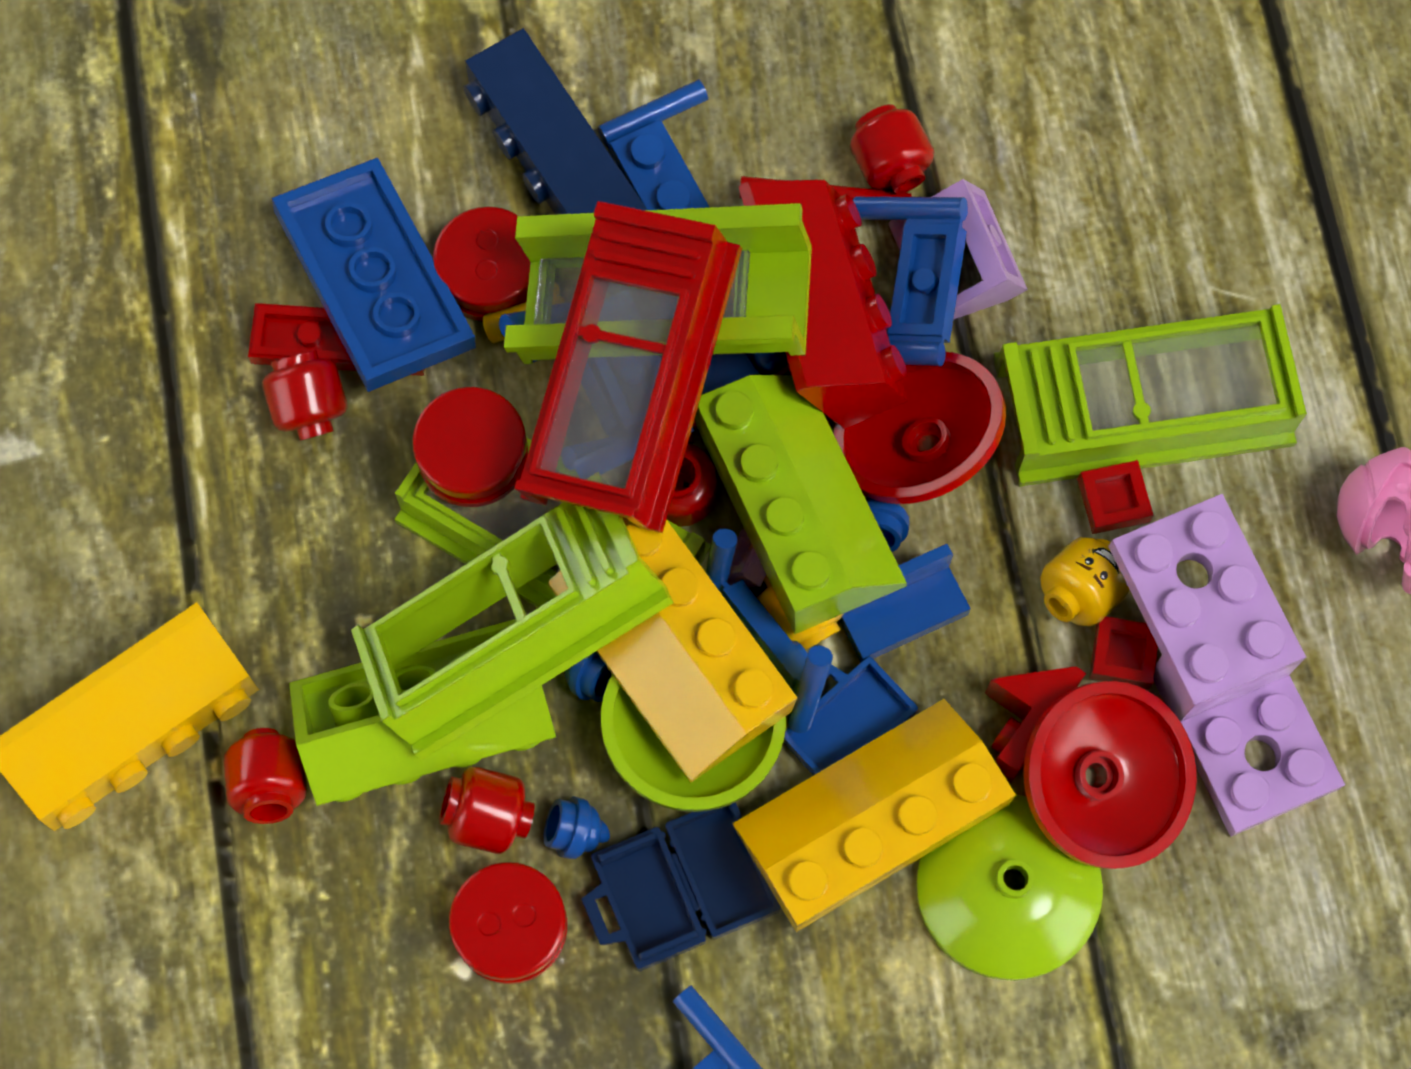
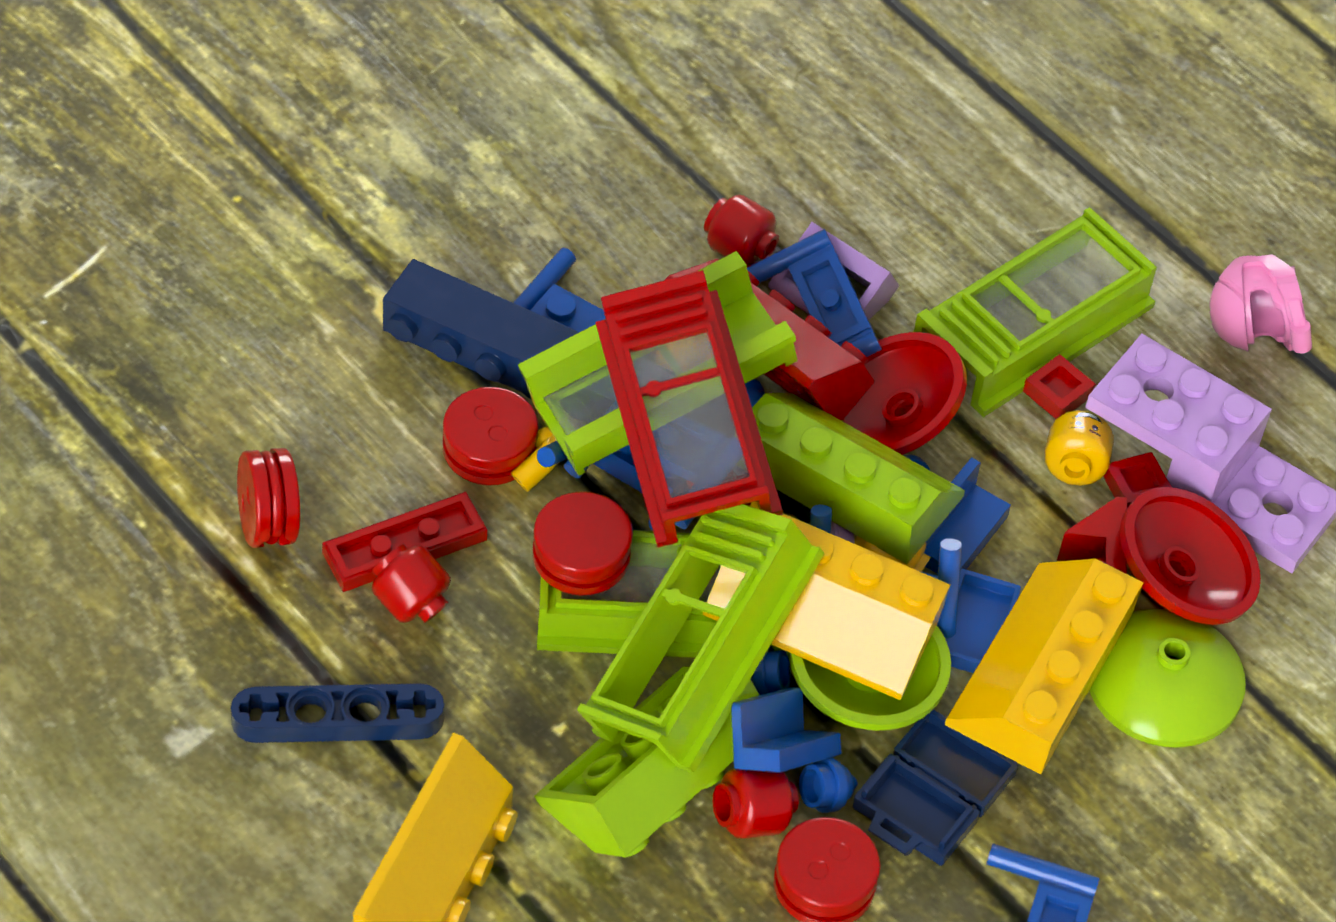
camera: 35 degrees left, 20 degrees down
(155, 501) = (337, 722): none -> dark blue beam
(219, 232) = (268, 497): none -> red head
(264, 776) = (567, 860): red head -> none
(373, 274) = (408, 476): blue plate -> none
(541, 758) = (772, 733): none -> blue panel

